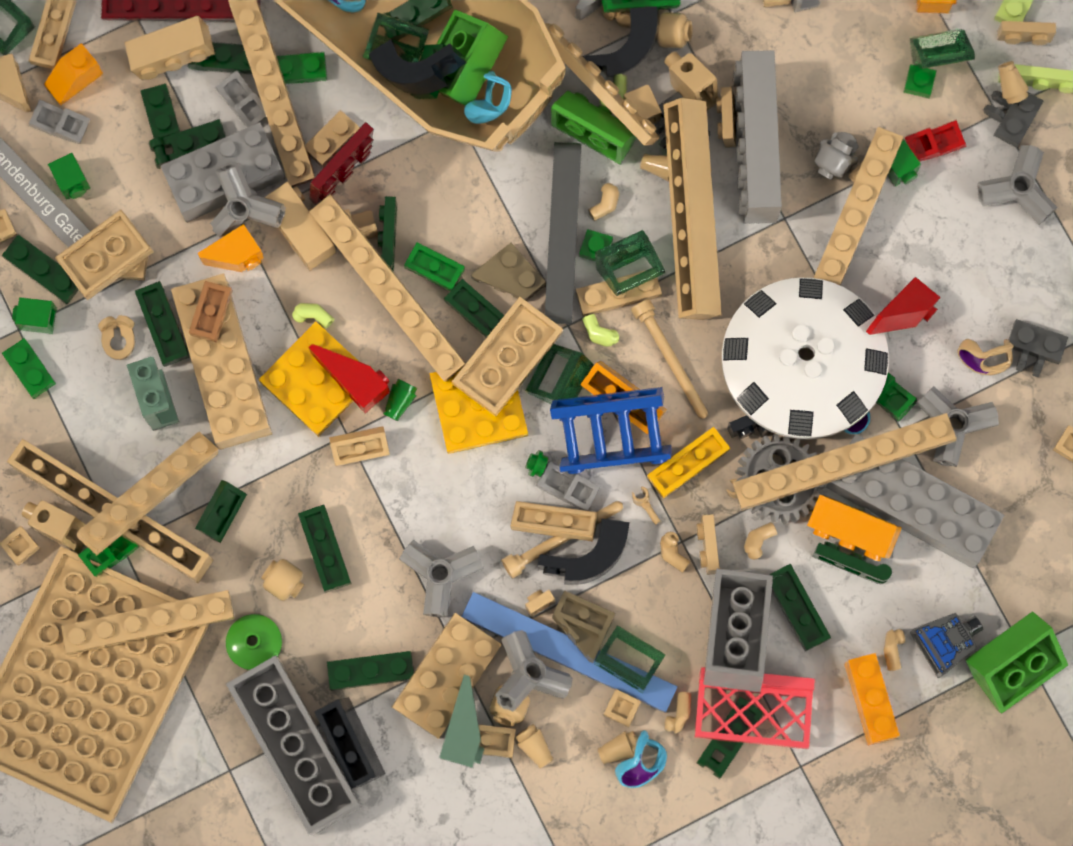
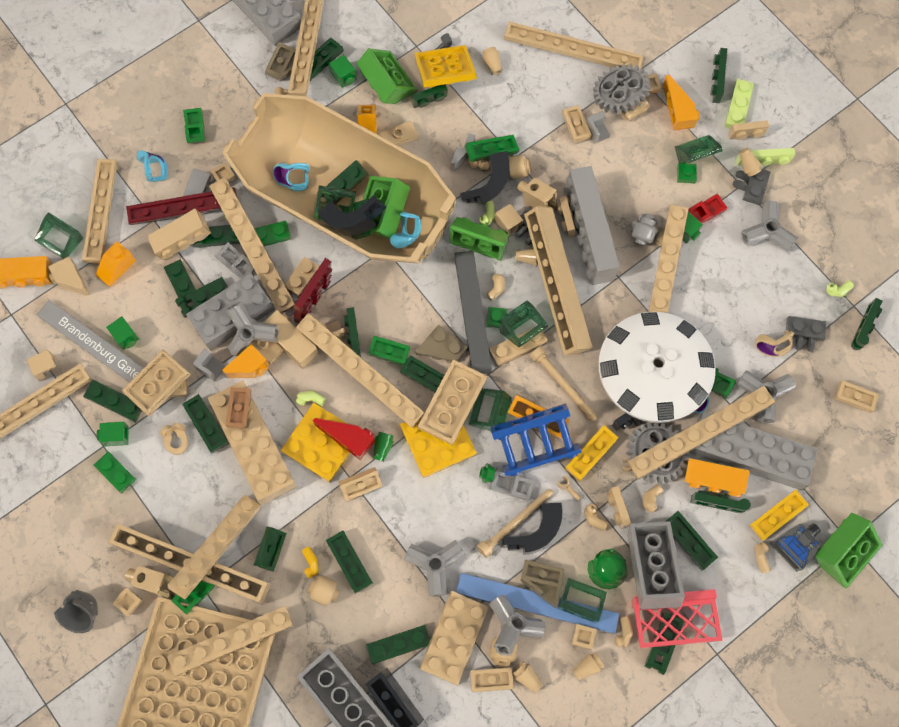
camera: 15 degrees left, 5 degrees down
(59, 122) = (110, 298): light grey slope -> none
(152, 393) = (206, 473): sand green panel -> none
(180, 243) = (208, 365): none -> light grey panel
(266, 236) = (268, 350): none -> tan plate
(268, 642) = (320, 643): bright green dish -> none
(275, 539) = (312, 561): none -> yellow arm
(463, 733) = (476, 681): sand green slope -> none
(539, 601) = (508, 571): tan plate -> none
(554, 521) = (508, 511): tan tile -> none
(598, 334) = (511, 376): yellowish green arm -> none
(605, 90) = (485, 212): tan plate -> none
(632, 772) = (602, 682): medium azure piece -> none
(676, 625) = (608, 569): none -> green helmet
(871, 699) = (757, 596): light orange brick -> none
(906, 309) = (717, 321): red slope -> none
(930, 596) = (778, 515): none -> yellow plate

